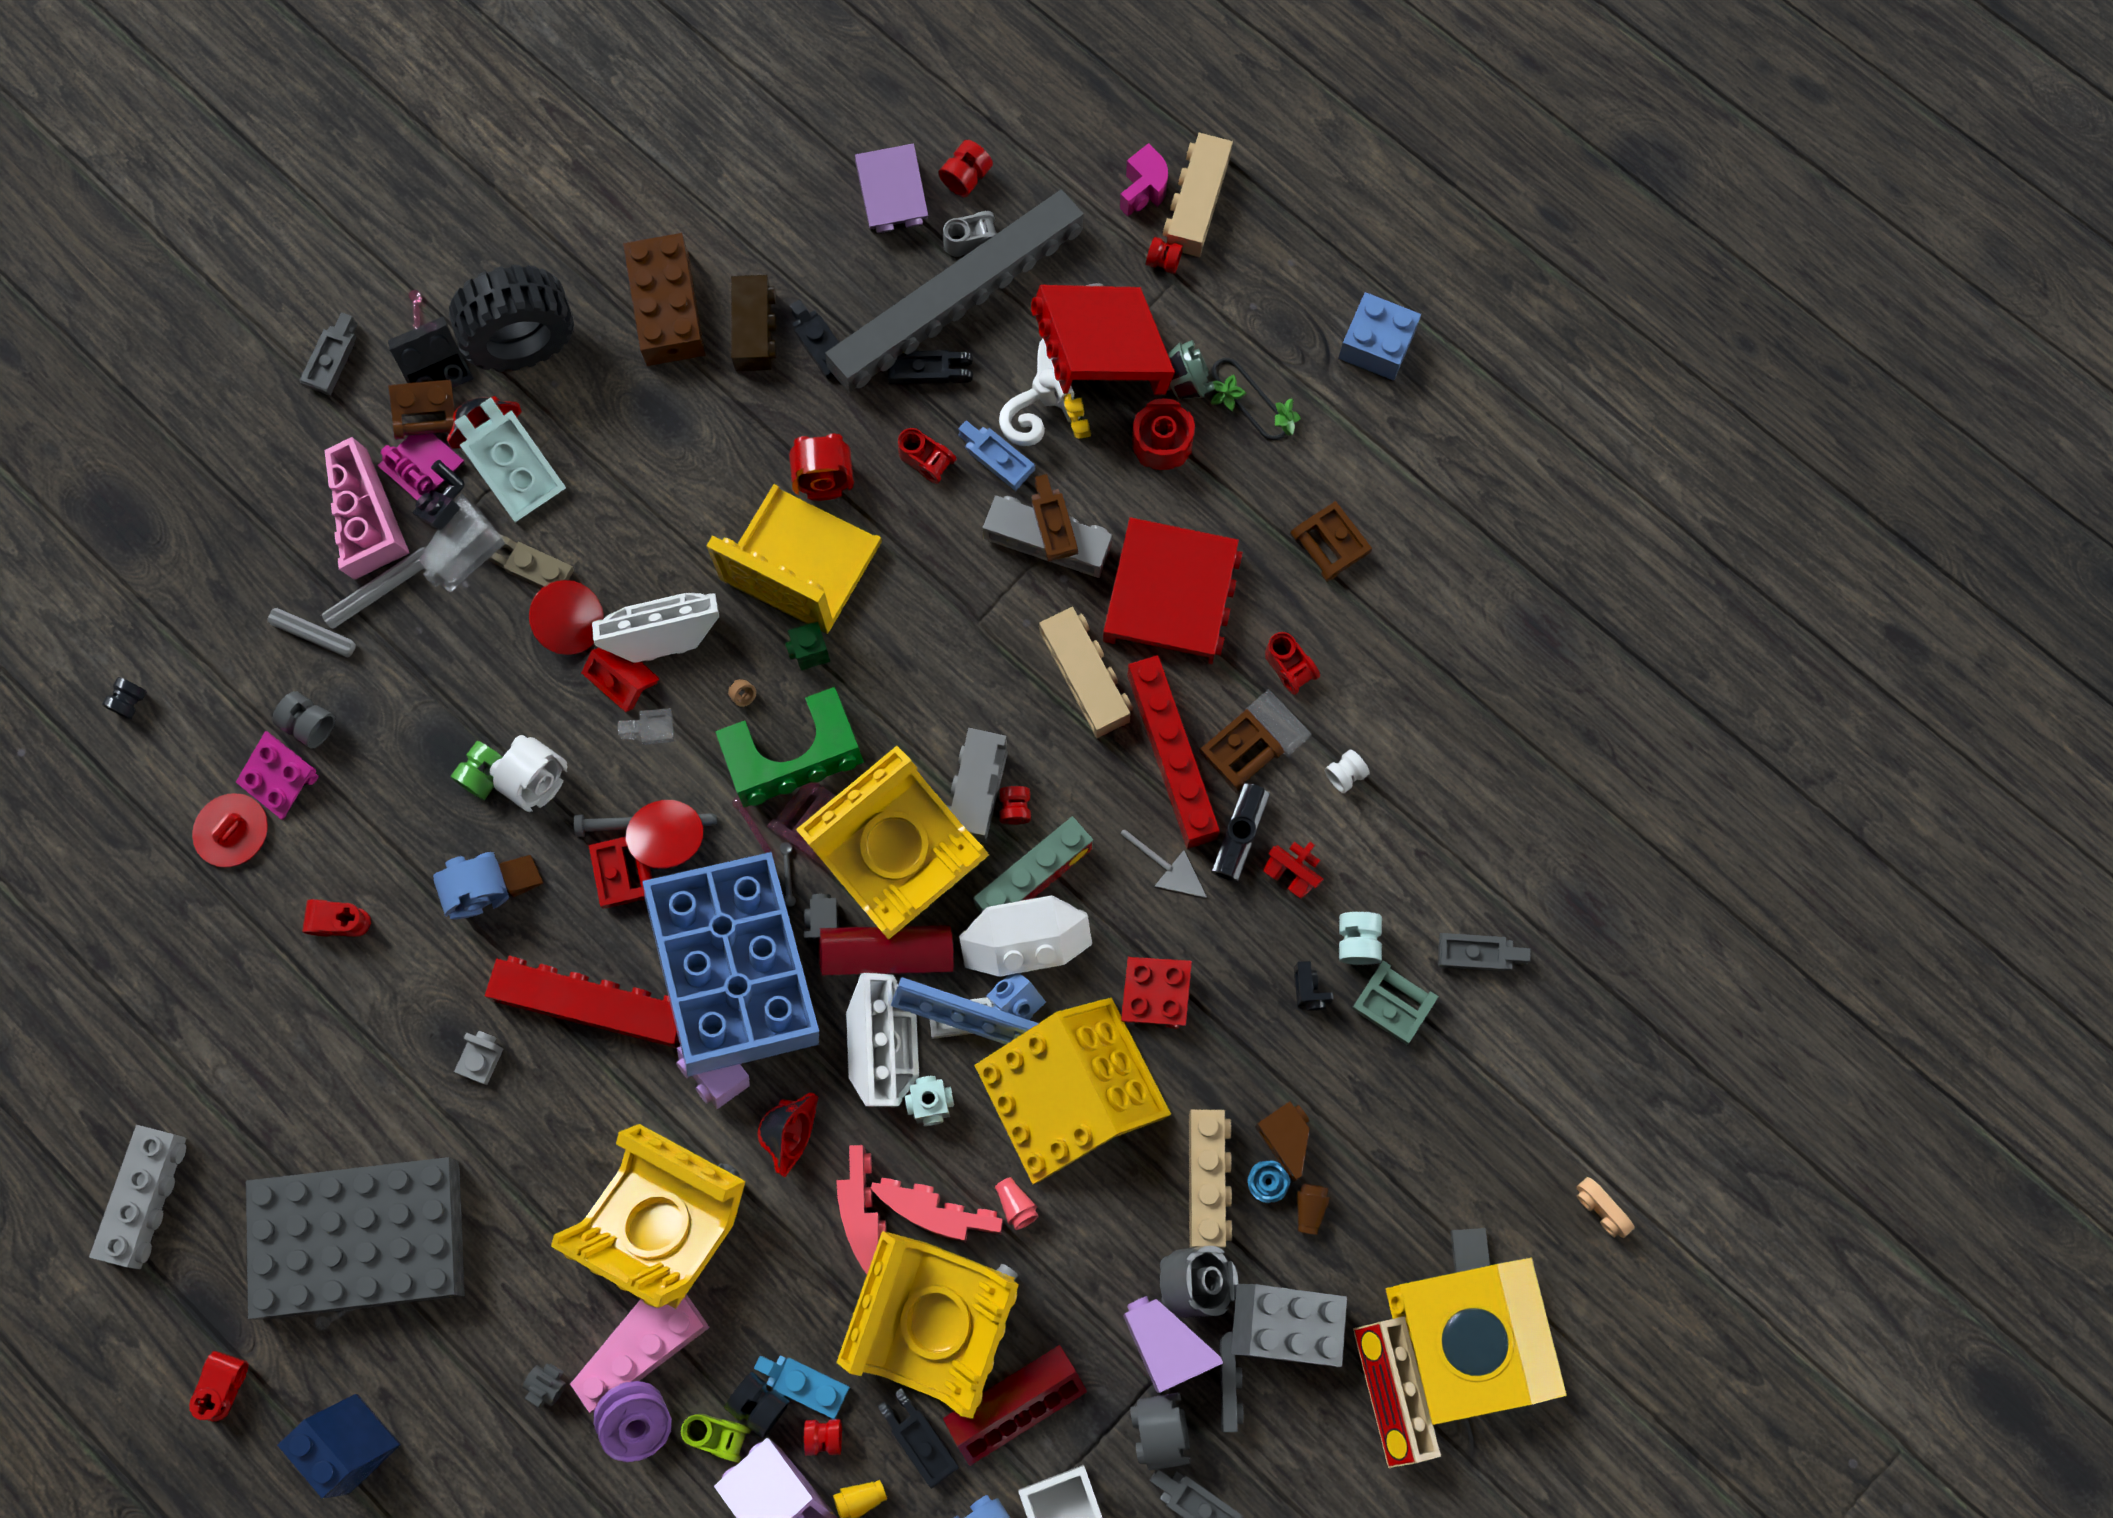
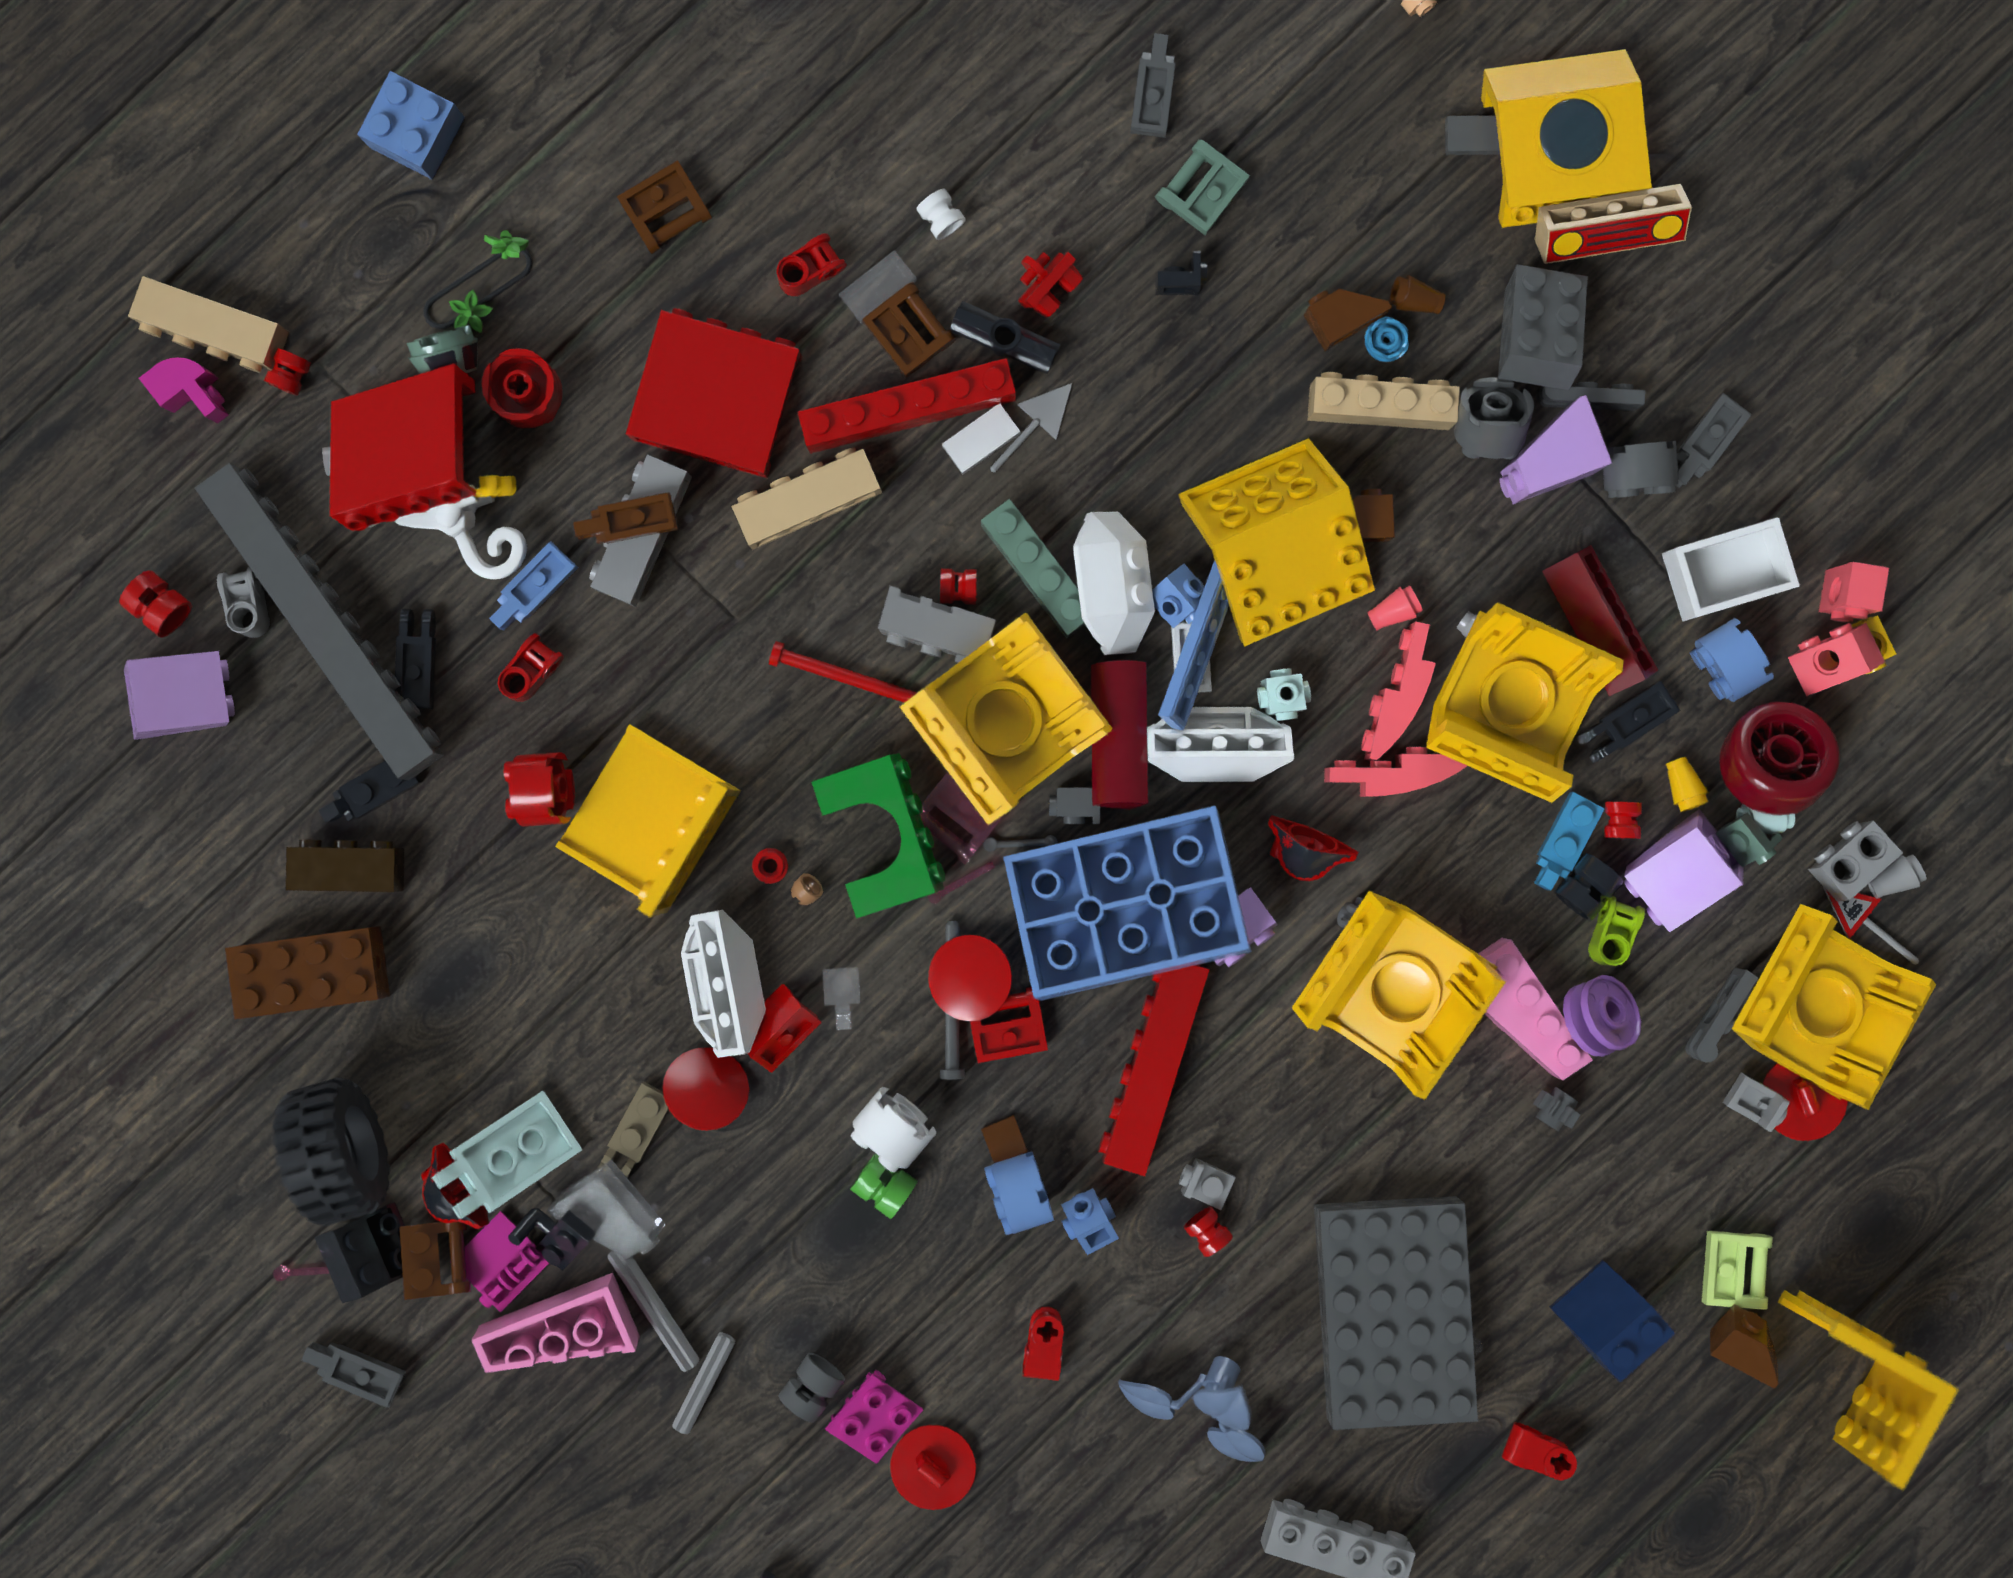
camera: 90 degrees left, 15 degrees up
(292, 1076) = (1217, 1400): none -> sand blue plant
(434, 1060) = (1209, 1233): none -> red wheel
(445, 950) = (1089, 1221): none -> medium blue brick
(760, 653) = (759, 869): none -> red plate
(807, 646) = (757, 812): dark green brick -> none
(946, 658) = (839, 674): none -> red bar
(1100, 1173) = (1374, 515): none -> reddish brown slope
(1149, 819) = (981, 438): none -> white tile
(1156, 991) = (1177, 442): red hinge -> none
(1360, 938) = (1145, 213): light aqua wheel -> none

